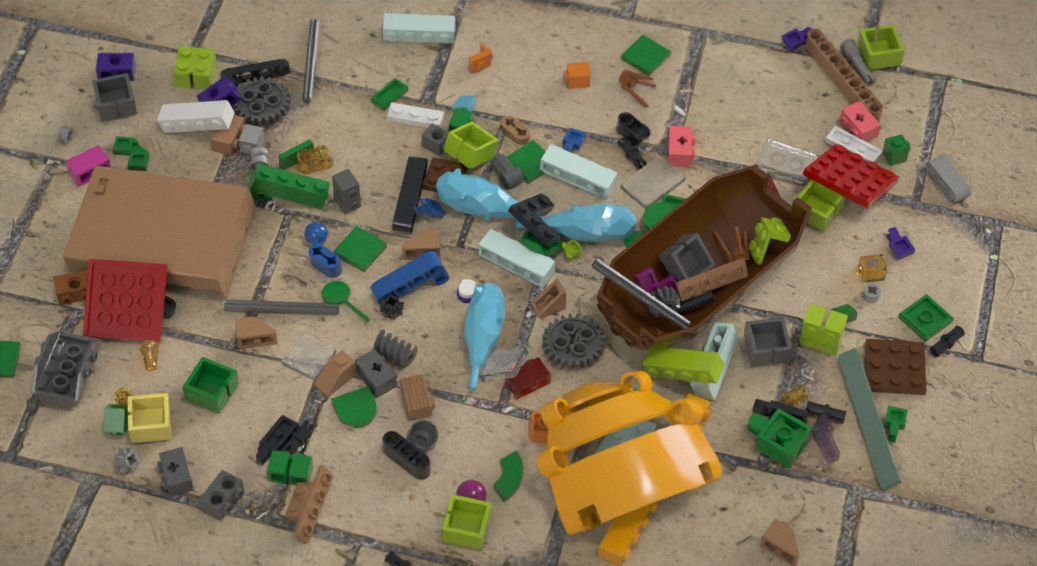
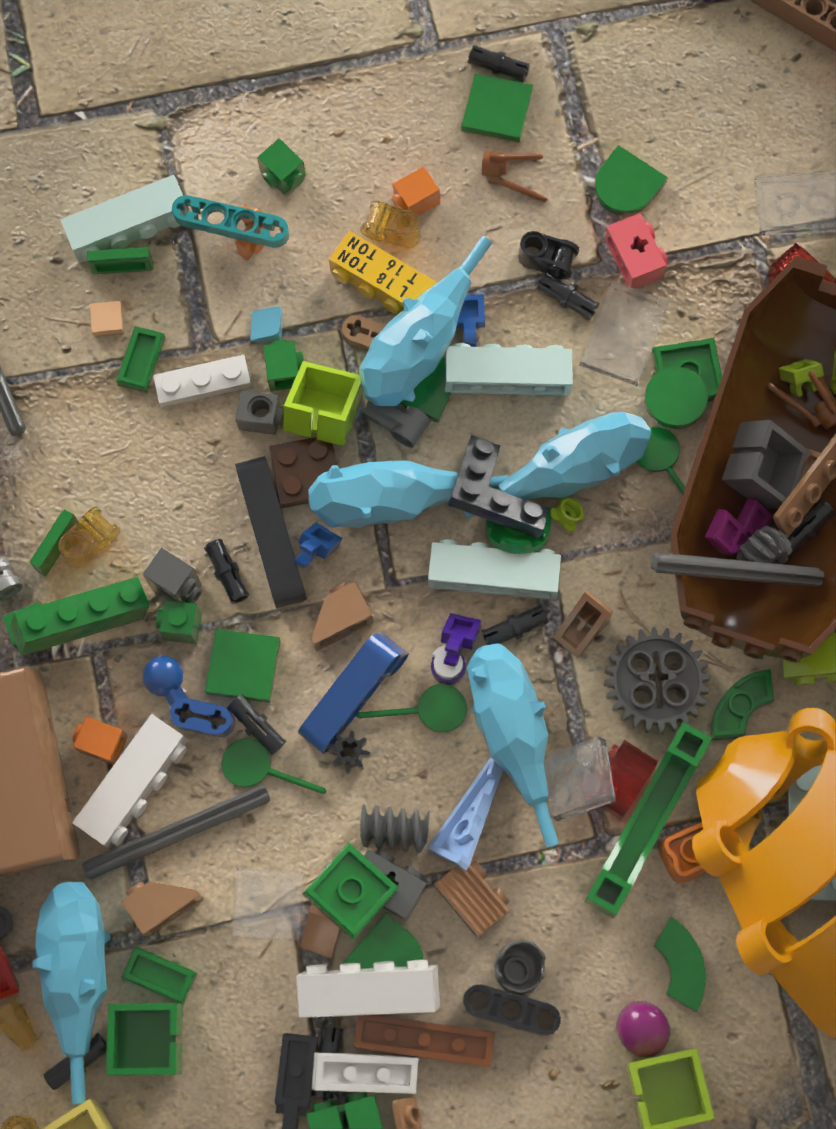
camera: 20 degrees left, 20 degrees up
(167, 384) = (60, 1073): none -> black axle
(193, 338) = (72, 971): none -> medium azure piece
(233, 360) = (159, 975): none -> green tile
(267, 249) = (99, 740): none -> orange brick
(271, 273) = (131, 782): none -> white brick
(314, 447) = (365, 1073): none -> white plate
(337, 411) = (368, 990): none -> white brick
(339, 214) = (179, 622): none -> green brick
(351, 275) = (272, 741): none -> black pin
(353, 450) = (424, 1039): none -> dark orange plate
(354, 359) = (350, 891): none -> green tile
(377, 203) = (226, 571): none -> black pin
(383, 69) = (106, 318): none -> light nougat tile
(405, 45) = (120, 260): none -> green tile
(437, 360) = (462, 829): none -> light blue wing
(450, 310) = (439, 708): none -> green piece
(473, 44) = (232, 216): none -> teal beam
(479, 277) = (458, 634): none -> dark purple plate
(501, 416) = (648, 820): none -> green arch
(514, 36) = (281, 167): none -> green brick
(515, 288) = (515, 626): none -> black pin
(537, 132) = (417, 336): none -> medium azure piece
(540, 109) = (376, 273): none -> yellow brick
(557, 85) = (387, 221): none -> clear yellow piece
(614, 371) = (739, 703): none -> green tile
(659, 35) = (498, 63): none -> black pin
(696, 114) = (627, 183): none -> green tile
(731, 231) = (798, 374): none -> lime tile

